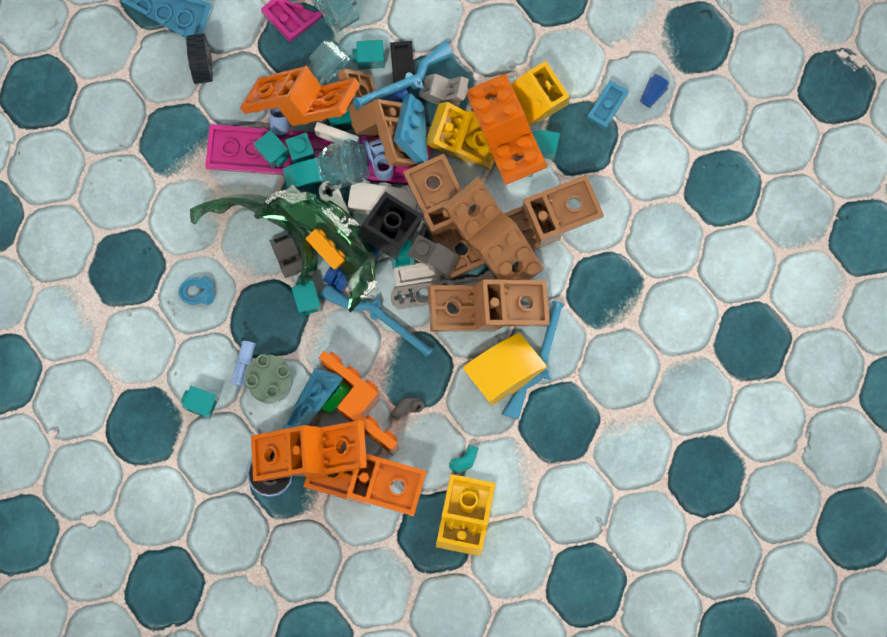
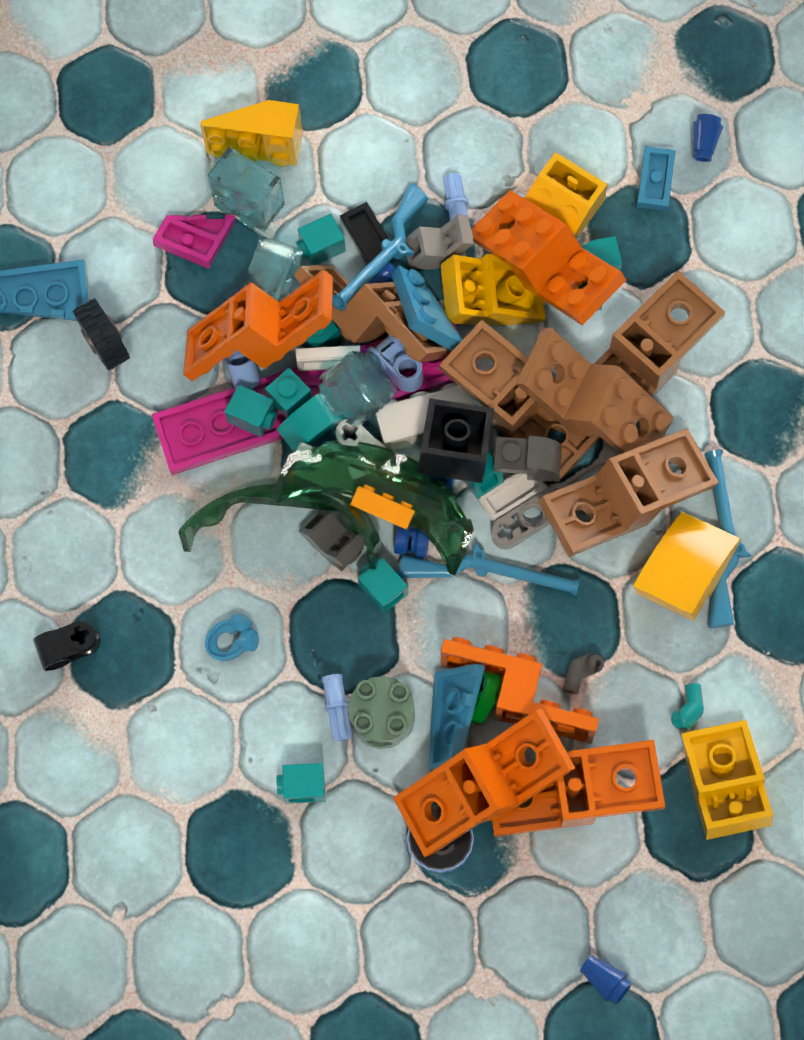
camera: 20 degrees left, 5 degrees down
(88, 251) = (61, 646): none -> black piece
(332, 606) = (606, 979): none -> blue cone
(469, 65) = (456, 201): none -> light blue axle

